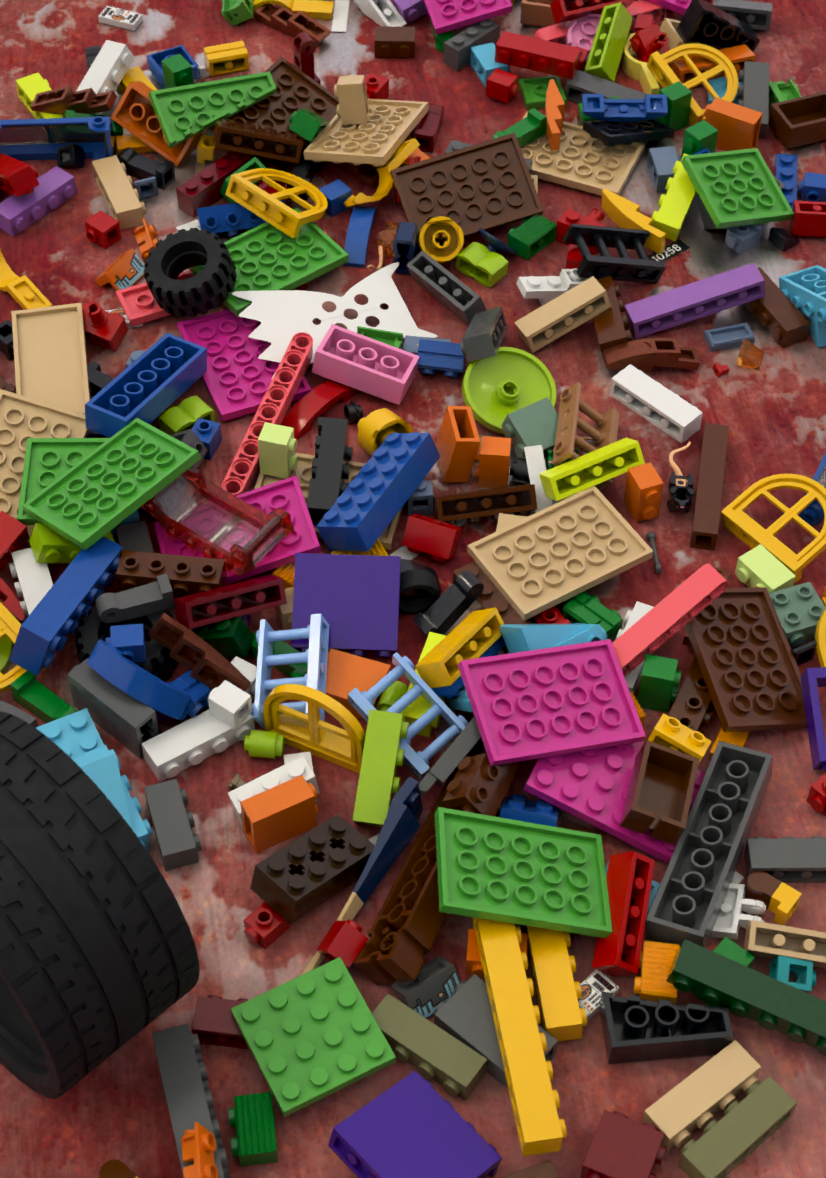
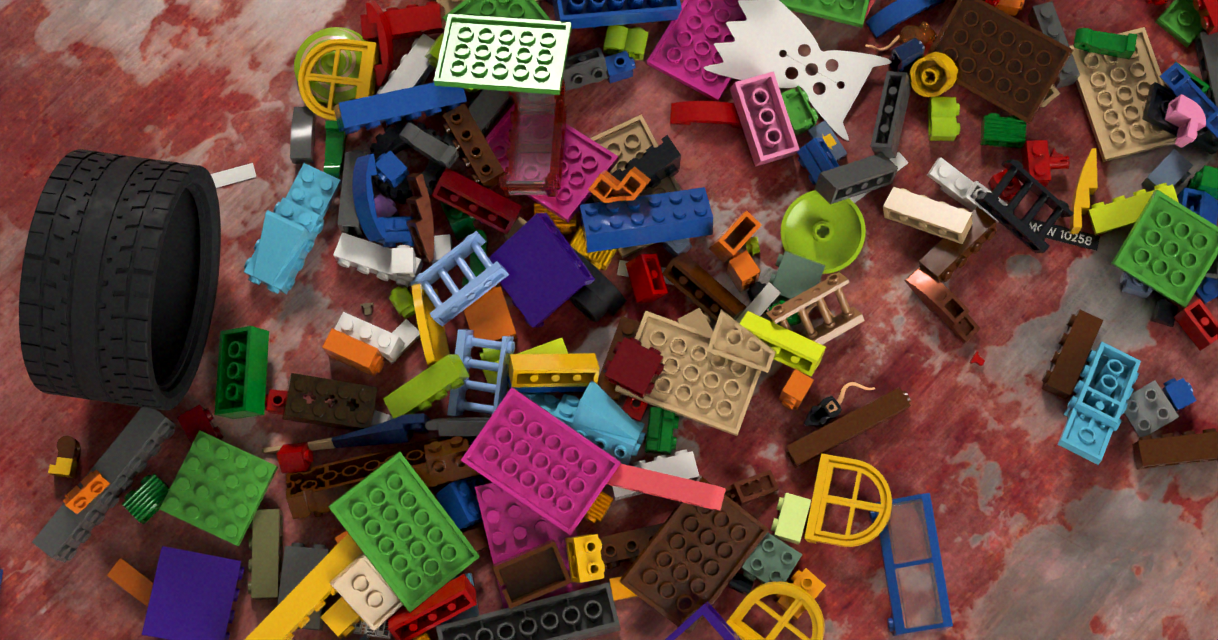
camera: 55 degrees right, 25 degrees up
(172, 824) = (306, 294): dark grey brick -> none
(223, 939) = (242, 372): none -> green brick
(271, 410) = (674, 94): coral beam -> none
(277, 450) = (630, 127): yellowish green brick -> none
(326, 487) = (610, 189): none -> orange brick
(353, 412) = (722, 142): black plate -> none
(377, 426) = (712, 176): yellow brick -> none
(430, 987) = (306, 530): dark grey panel -> none
(450, 604) = (590, 334): black leg -> none
(495, 244) = (971, 112): dark blue dish -> none
(520, 577) = (634, 367): none -> dark red brick
(555, 115) = (1151, 49): orange slope -> none
(557, 957) = (366, 592): none -> tan tile
(569, 491) = (739, 344): none -> tan wing
(634, 118) = (1188, 117): none -> bright pink brick
(651, 536) = (771, 418): dark grey hinge -> none
(656, 403) = (899, 338): white brick -> none
(658, 683) = (632, 511): green brick -> none
(695, 300) = (1024, 297): medium lavender brick -> none
(728, 336) = (1018, 343): sand blue tile -> none
(749, 355) = (1008, 371): clear orange slope -> none

